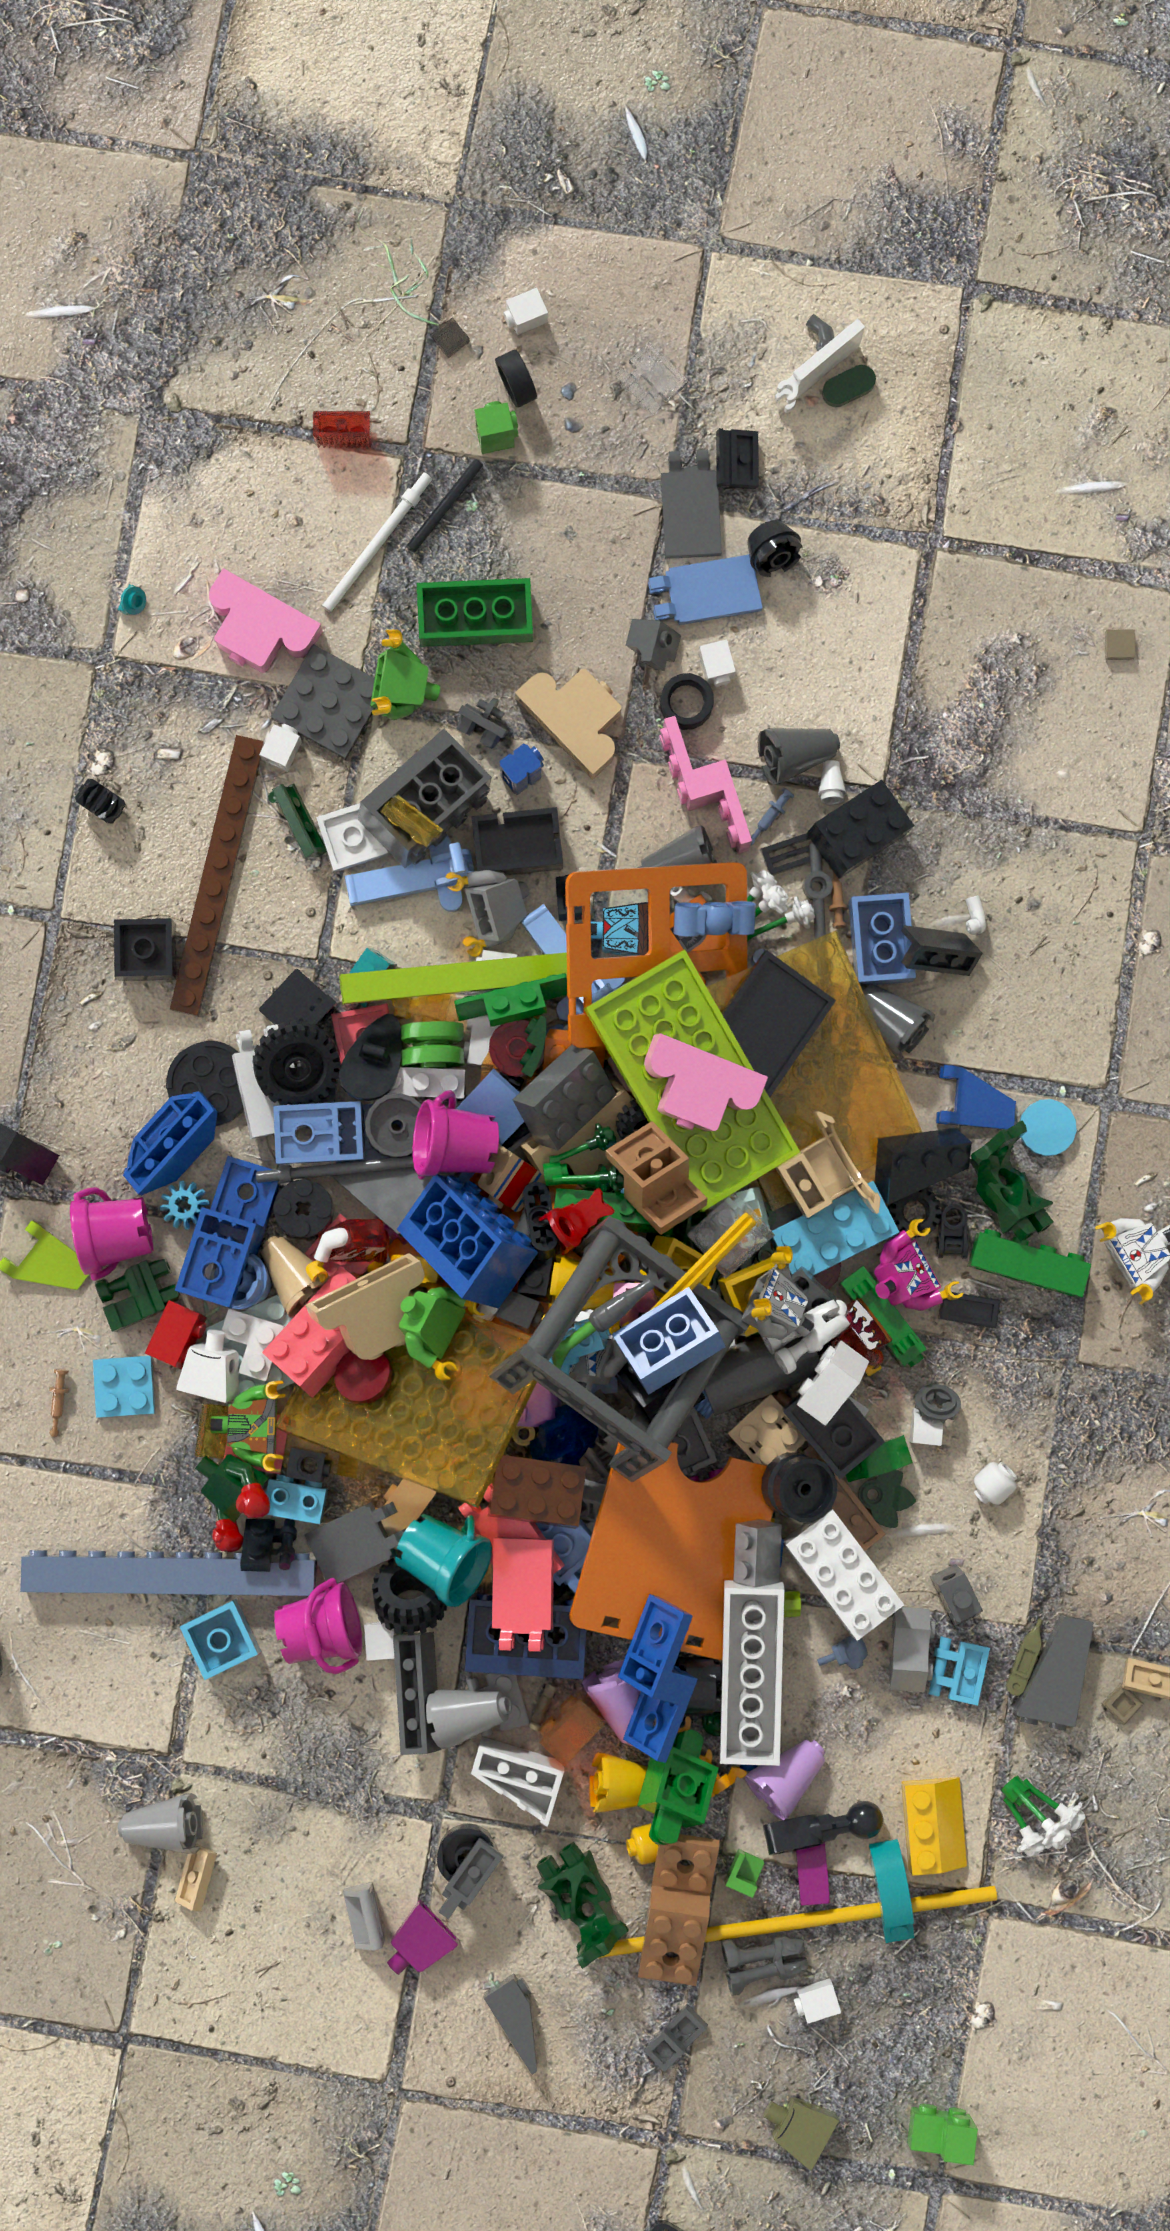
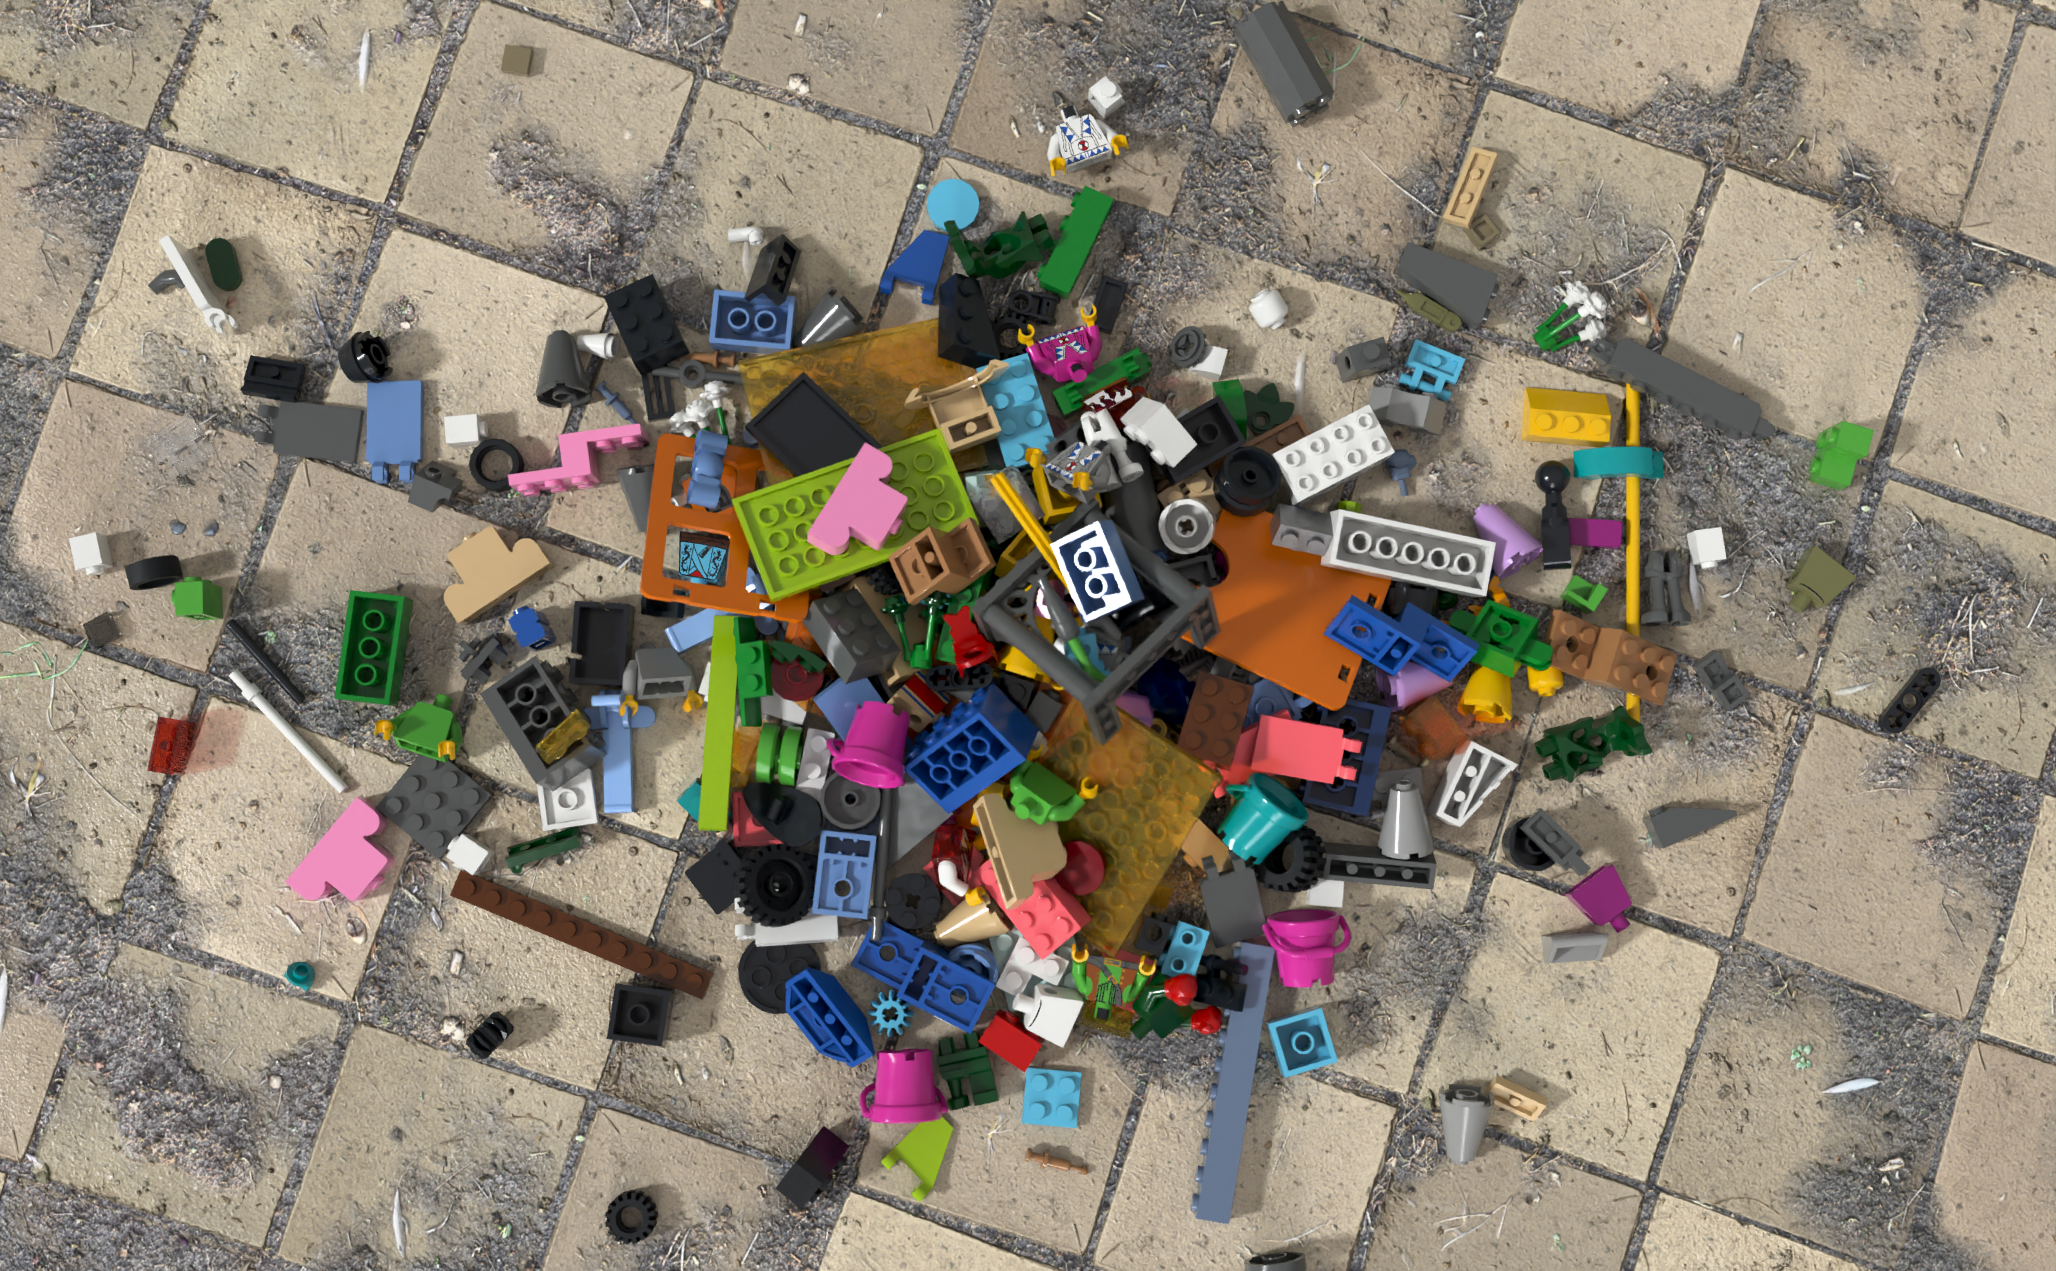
camera: 80 degrees left, 0 degrees up
(734, 1416) = (1173, 531): none -> white brick
(986, 1947) = (1681, 388): none -> dark grey hinge

